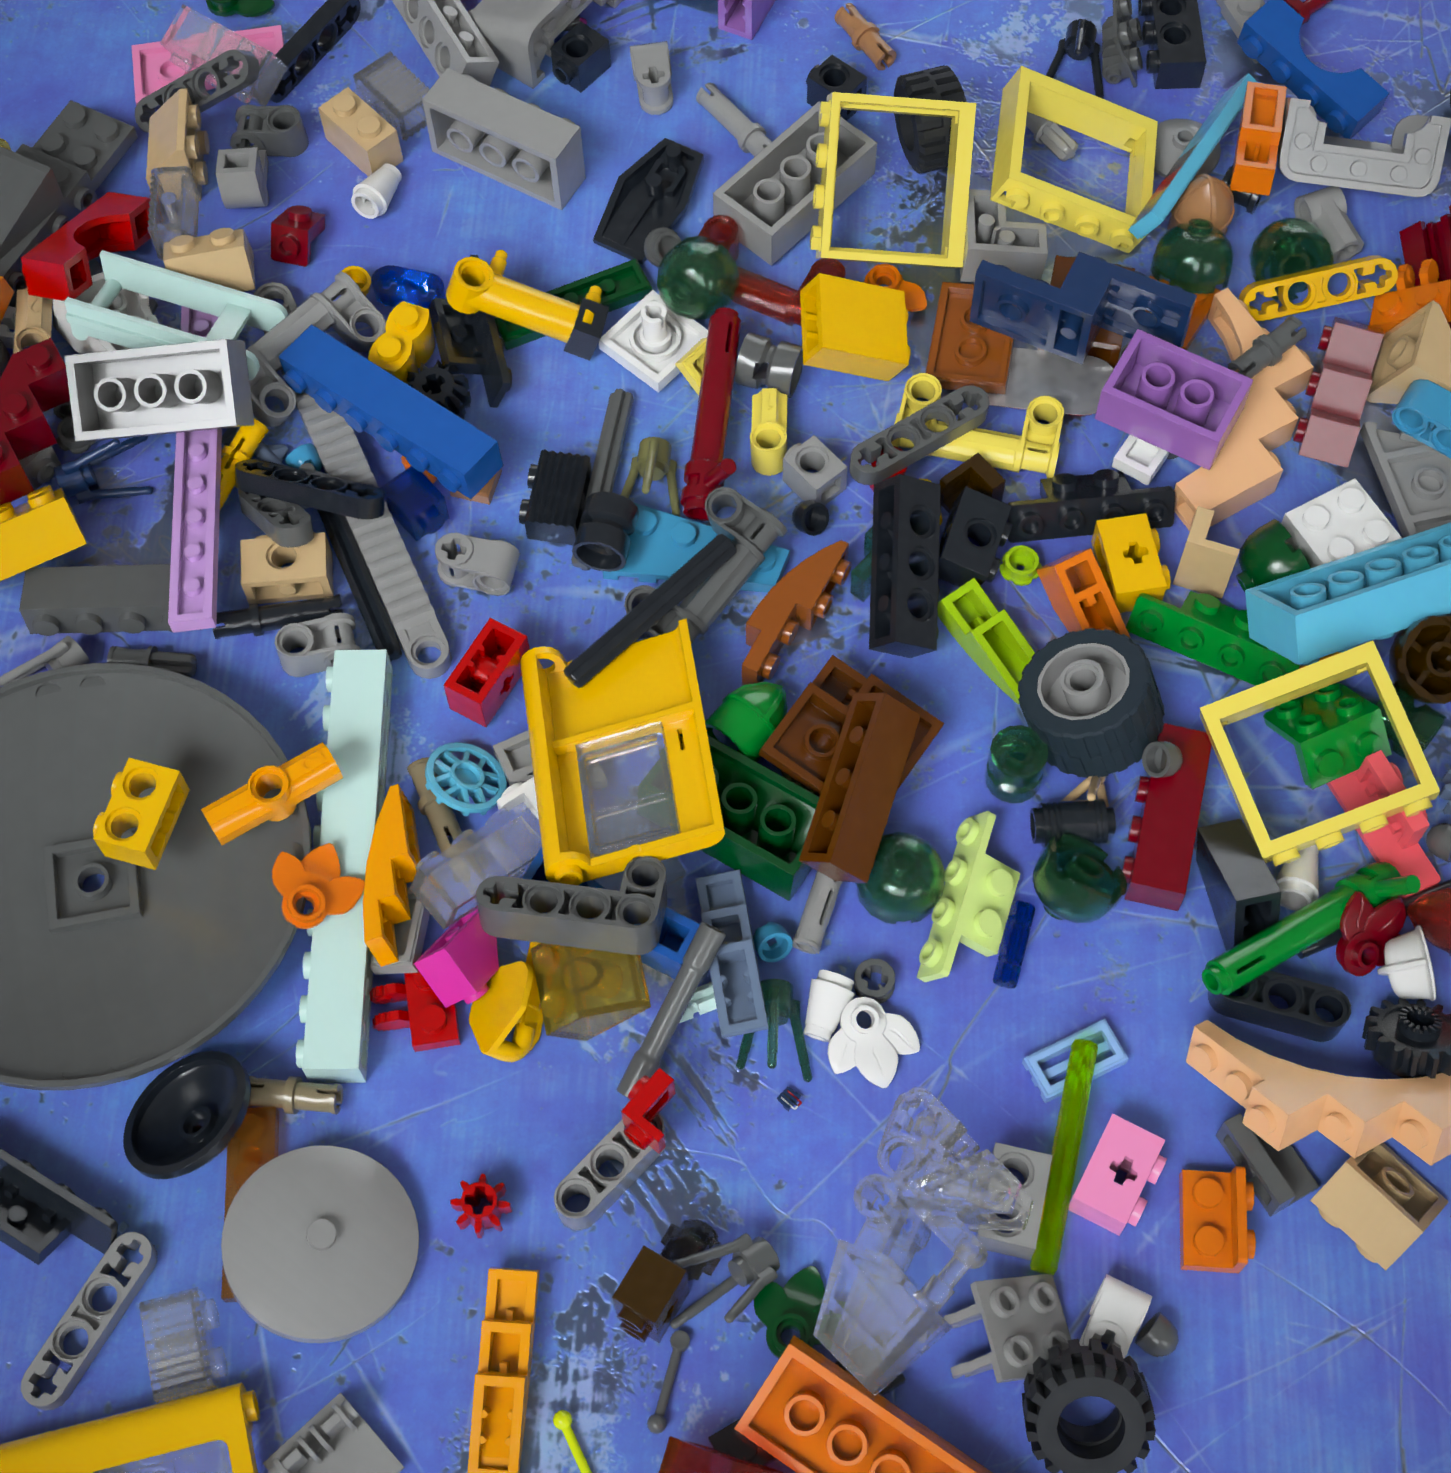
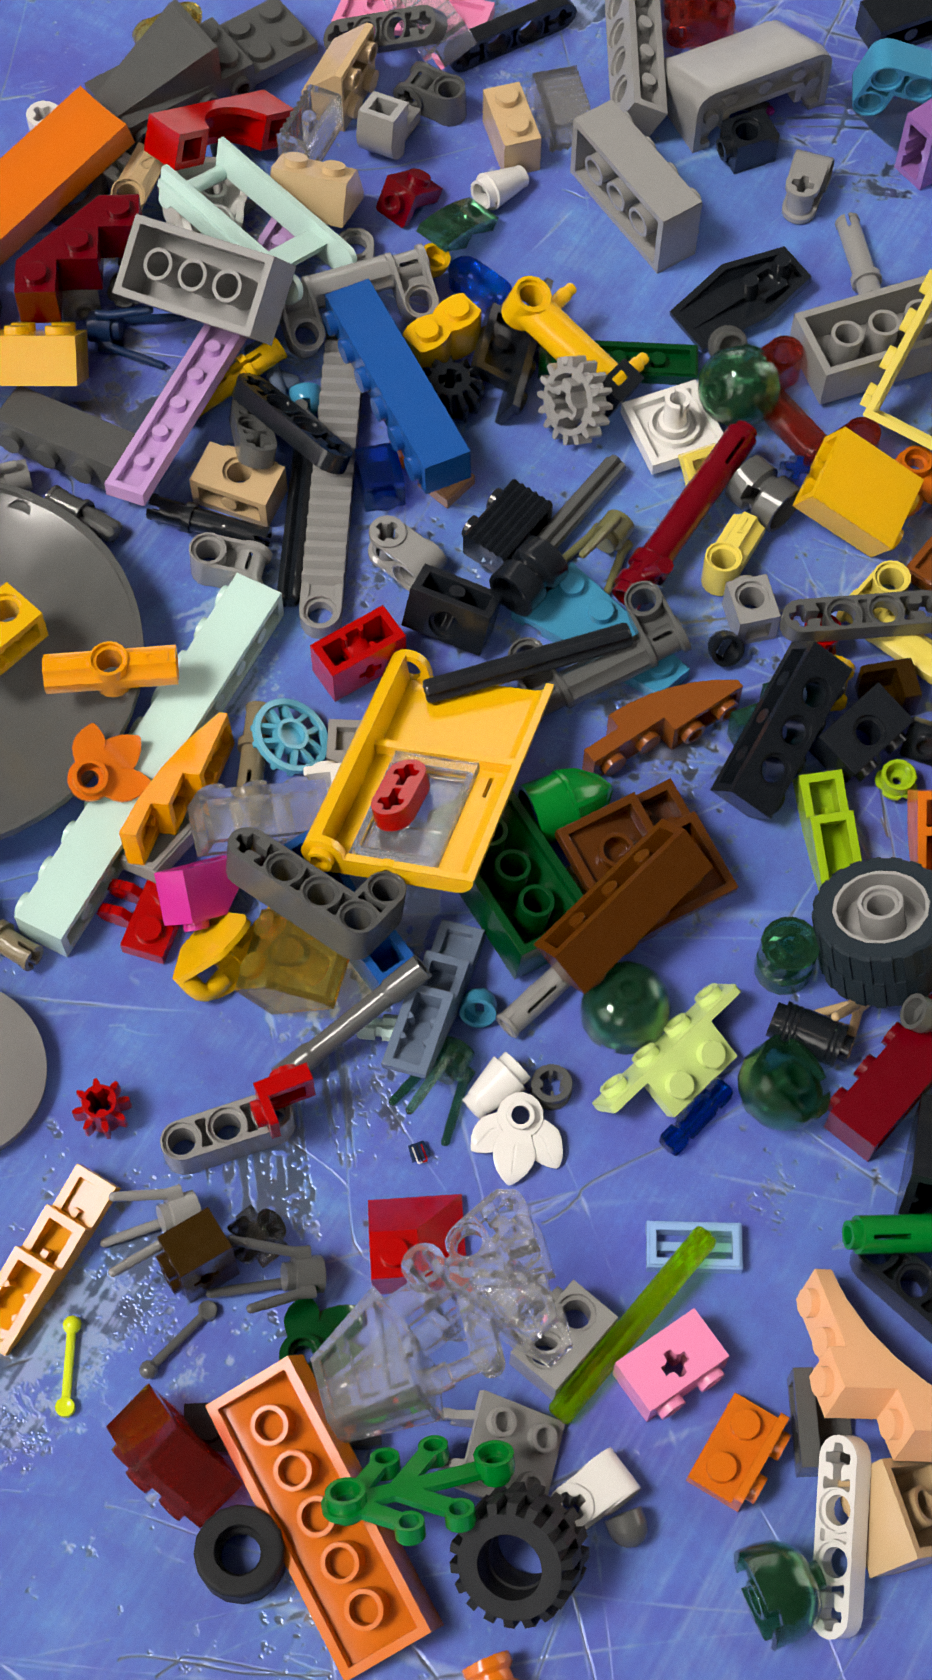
camera: 25 degrees right, 0 degrees up
(358, 241) = (455, 223): none -> clear green slope
(551, 593) = (451, 609): none -> black brick
(558, 354) = (574, 400): none -> light grey gear
(606, 1267) = (176, 1209): none -> light grey plant
(616, 780) = (400, 795): none -> red beam
(785, 329) = (794, 467): none -> clear blue axle
(822, 1180) = (403, 1223): none -> red slope
(924, 1442) = (357, 1499): none -> green plant
(1321, 1323) = (781, 1590): none -> cylinder
(1351, 1245) = (848, 1537): none -> white beam

